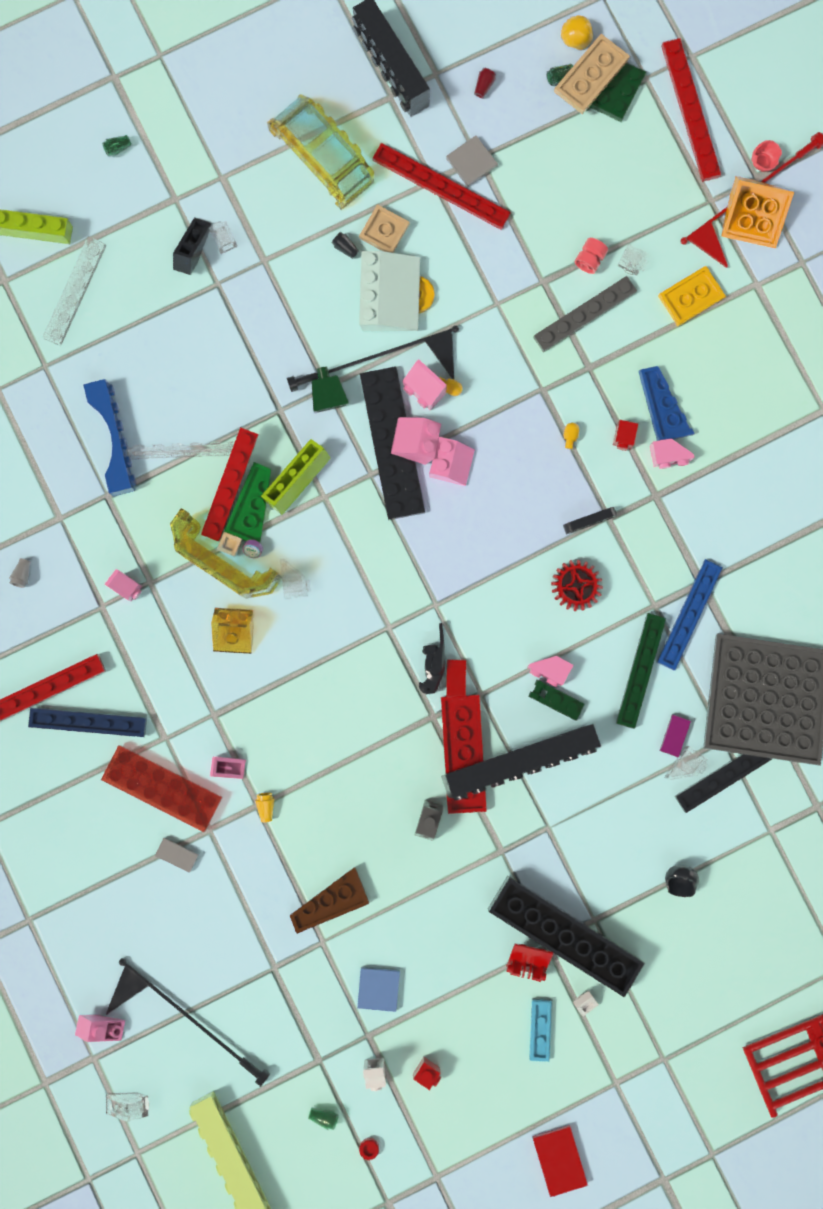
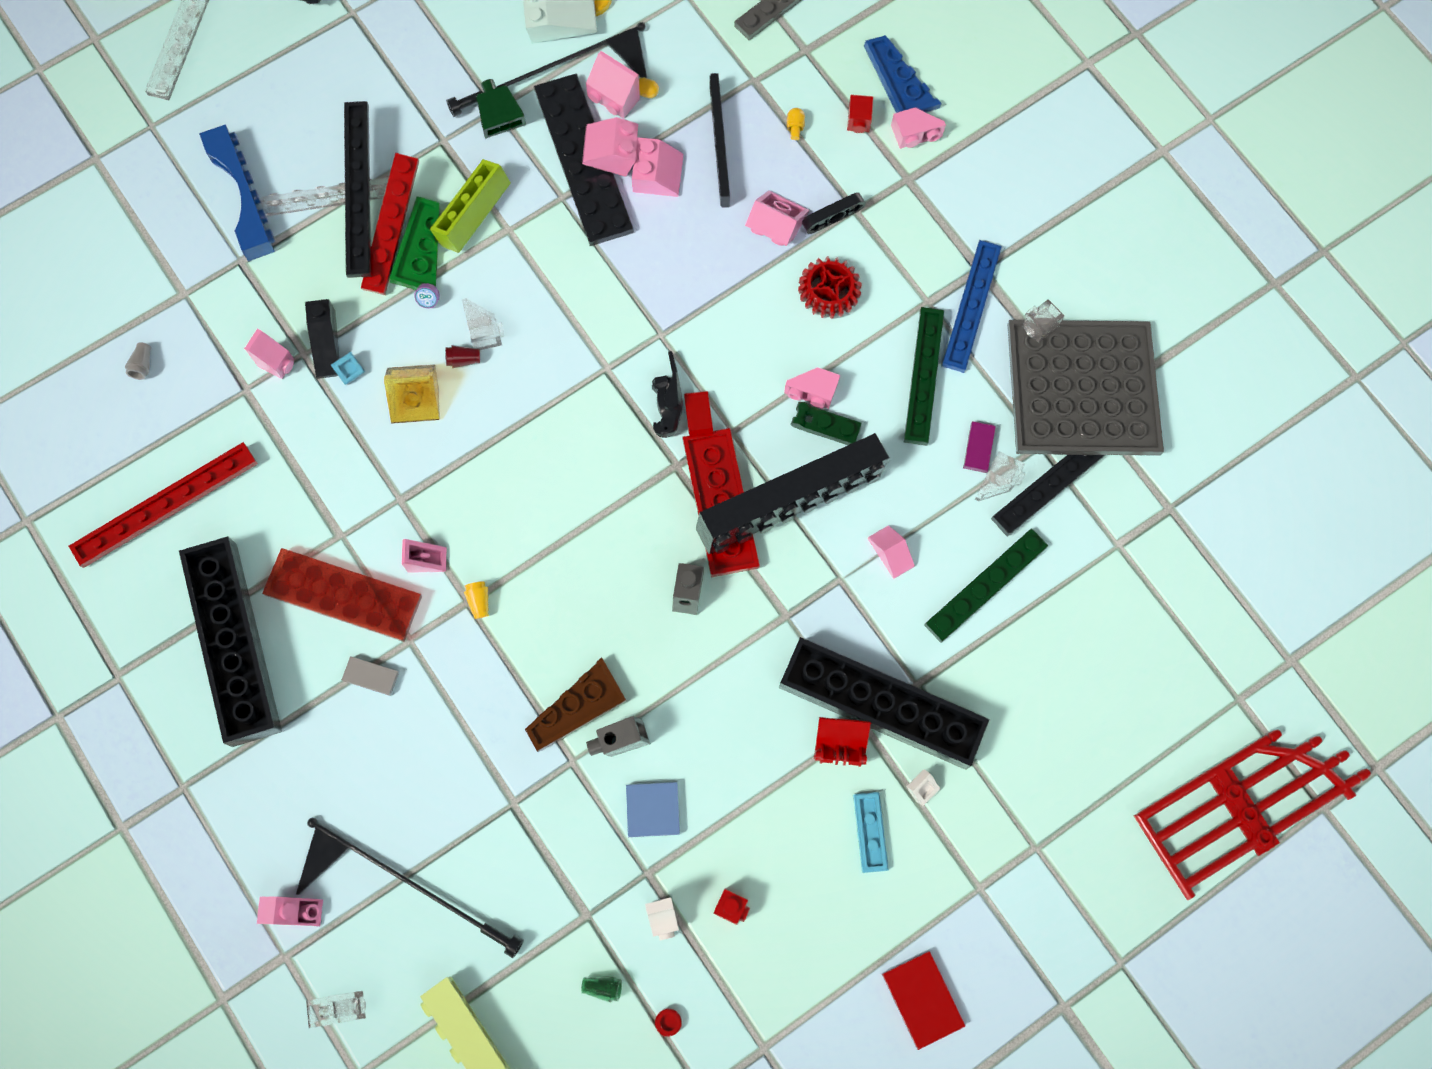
camera: 10 degrees left, 10 degrees down
(73, 816) = (230, 642): none -> black brick
(87, 722) = (239, 527): dark blue plate -> none
(166, 574) = (322, 336): none -> black slope
(183, 601) = (347, 368): none -> medium azure tile
(185, 531) = (389, 317): clear yellow windscreen -> none
(206, 451) = (357, 189): none -> black tile
(229, 544) = (397, 295): white plate -> none
(274, 604) = (461, 356): none -> dark red cone
(368, 933) = (629, 735): none -> dark grey torso
(506, 438) = (719, 140): none -> black tile
(543, 518) = (776, 218): none -> bright pink slope
(591, 811) = (892, 551): none -> bright pink slope
(661, 849) = (986, 585): none -> dark green plate
(681, 881) = (1018, 616): black hair -> none
(743, 641) = (1042, 320): none -> clear brick

